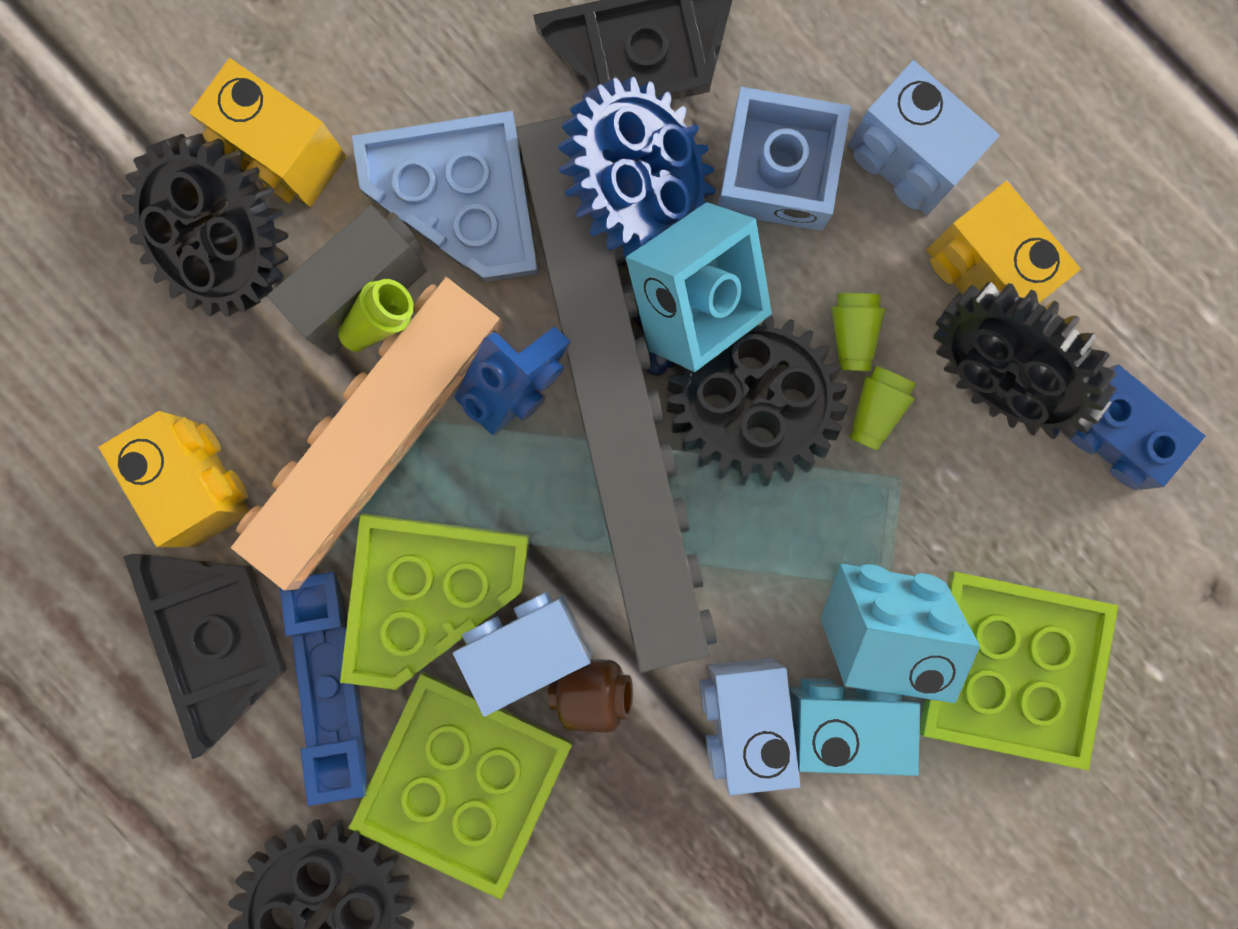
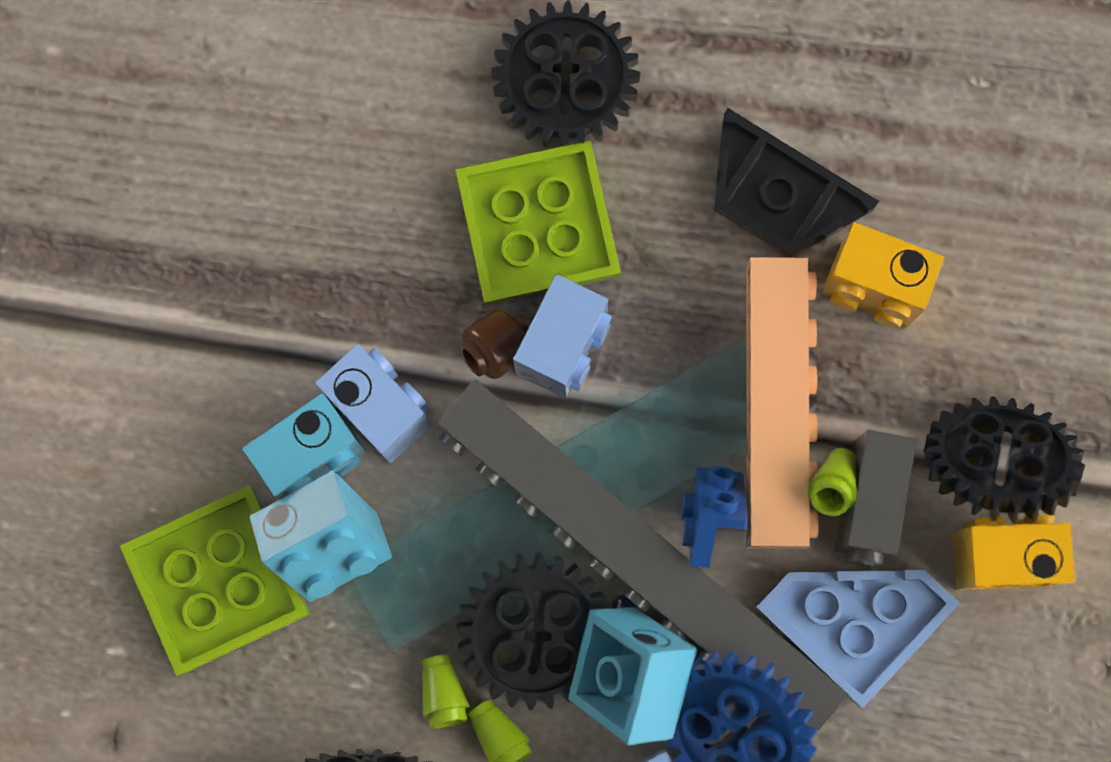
camera: 145 degrees right, 5 degrees down
(330, 709) = (675, 216): blue slope -> none
(421, 591) = (660, 327): lime plate -> none

